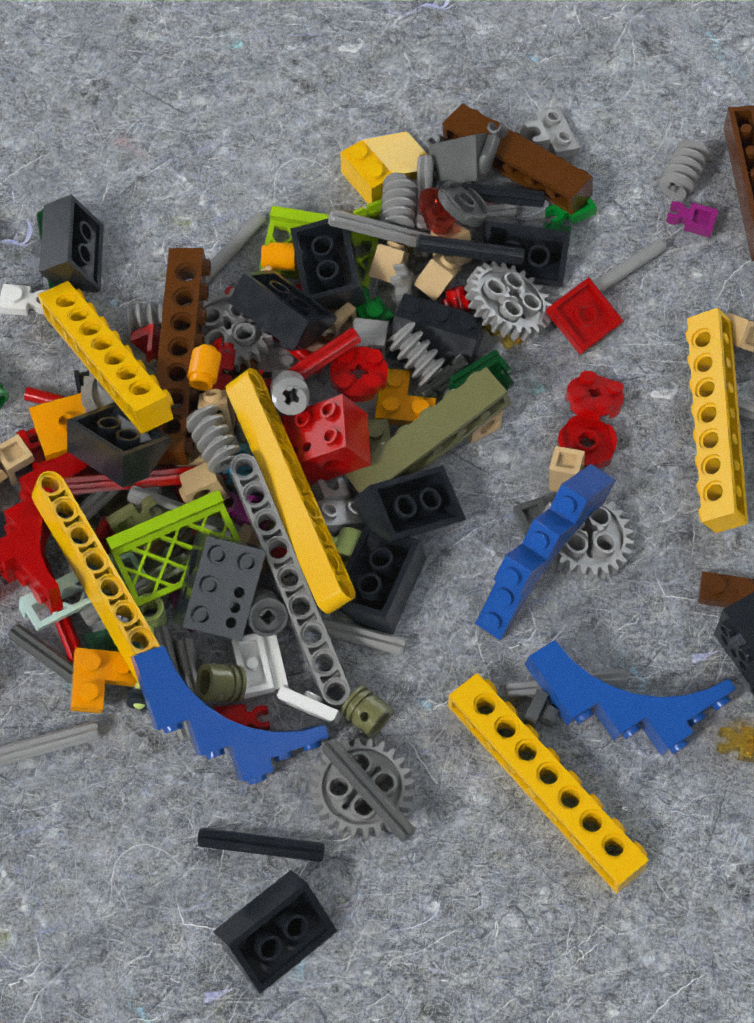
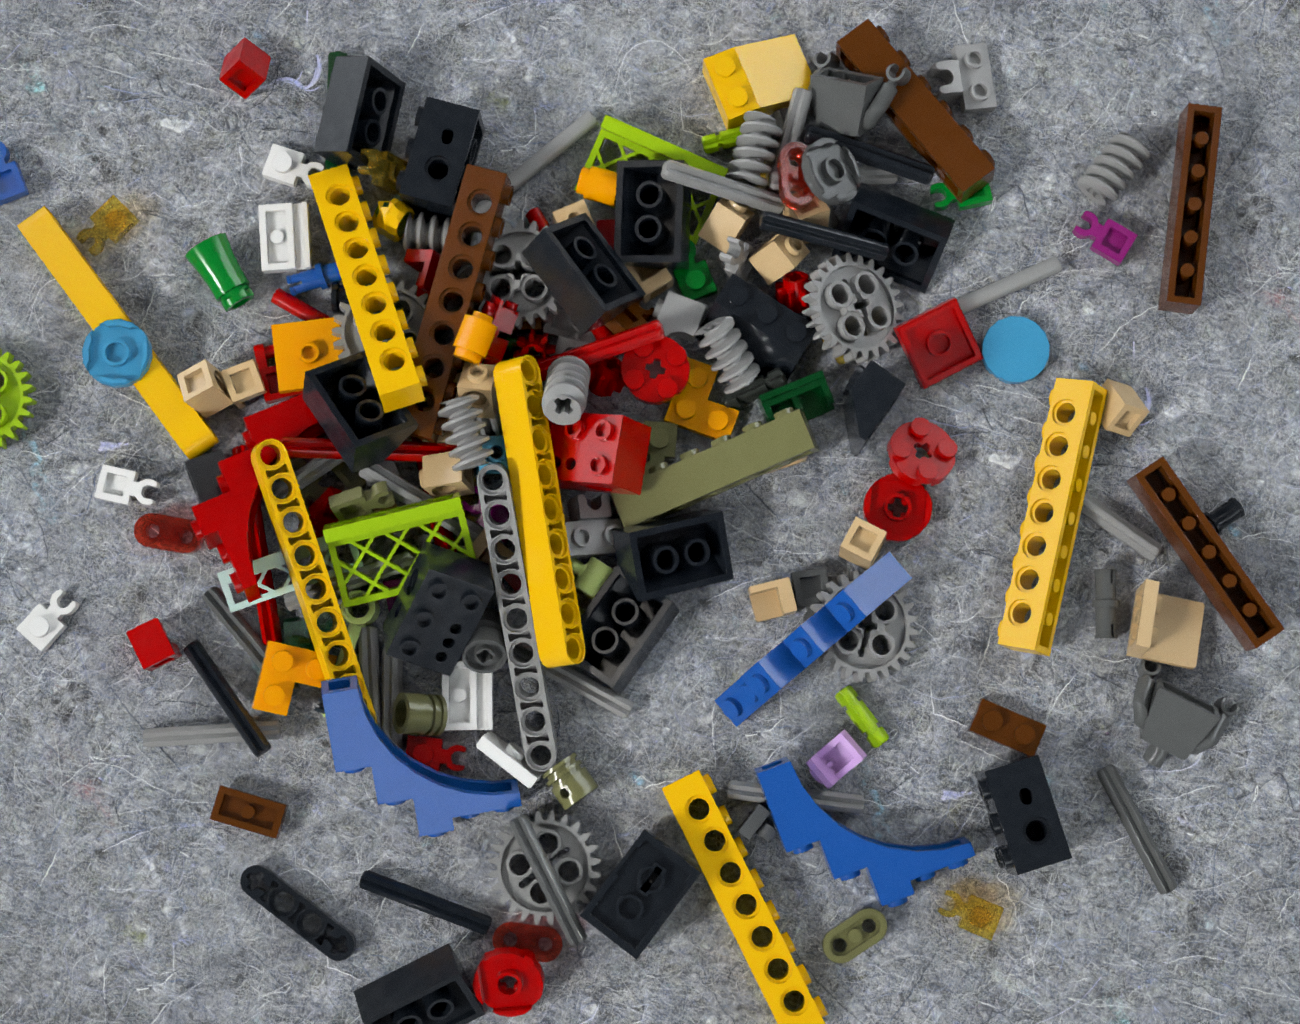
camera: 15 degrees right, 20 degrees up
(26, 348) = (285, 237): none -> white plate
(47, 709) = (227, 698): none -> black axle
(61, 371) = (314, 278): none -> blue pin
(84, 802) = (249, 812): none -> reddish brown plate
(102, 281) = (383, 168): none -> clear yellow plate
(115, 313) = (391, 218): none -> yellow rock
(143, 258) = (443, 146): none -> black piece
(144, 883) = (295, 916): none -> black beam
(319, 389) = (606, 377): none -> red gear
(344, 906) = (509, 962): none -> red plate
(361, 854) = (528, 938): none -> clear red plate
(453, 784) = (640, 893): none -> black piece
(502, 531) = (772, 599): none -> tan panel
(541, 358) = (869, 399): none -> black slope
(593, 644) = (835, 759): none -> lavender bracket
(604, 608) = (862, 716): none -> lime axle
(647, 311) = (1015, 350): none -> dark azure tile
(649, 786) = (855, 937): none -> olive plate

